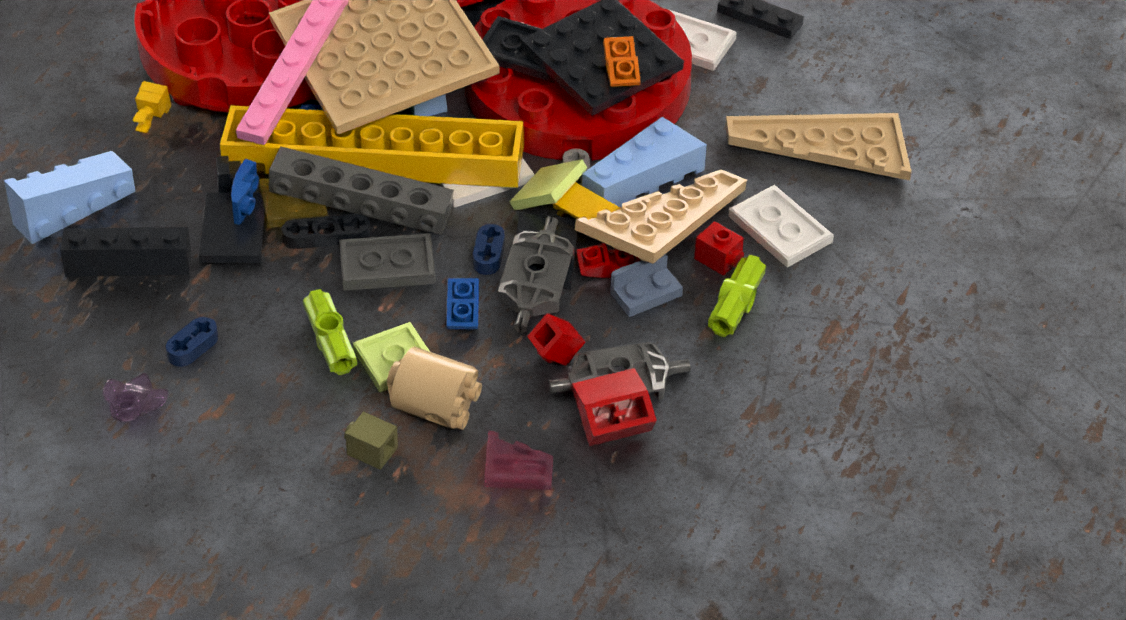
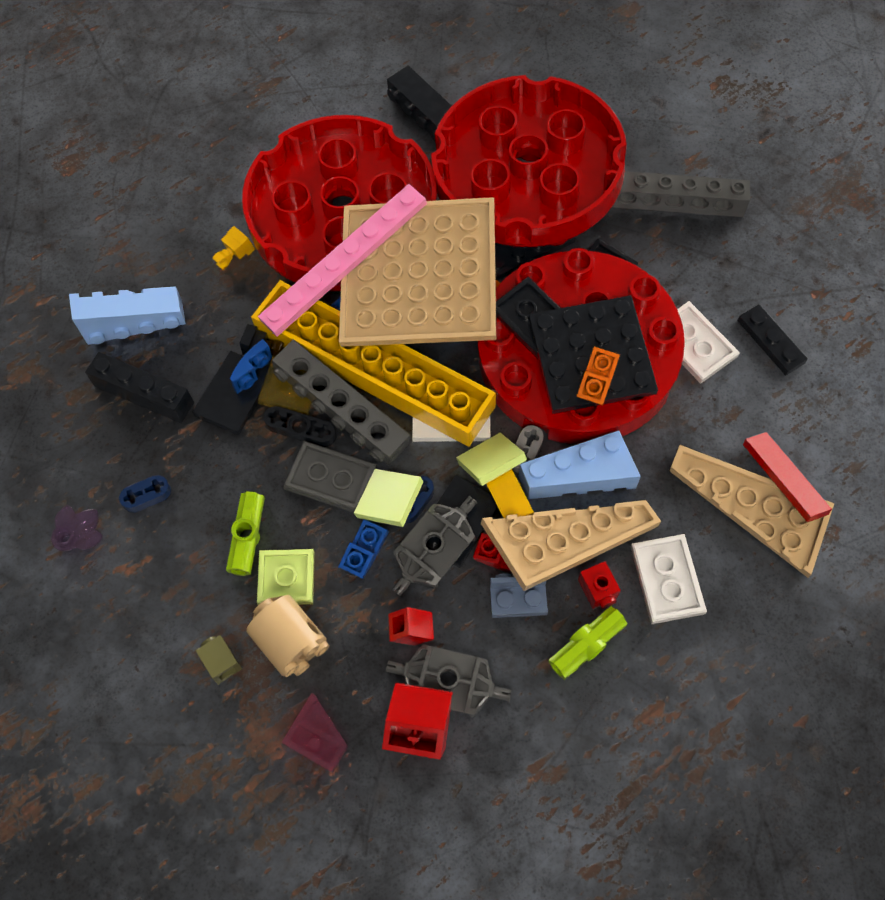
camera: 30 degrees right, 20 degrees up
(463, 250) = (388, 497): none -> yellowish green tile
(842, 106) = (787, 477): none -> tile

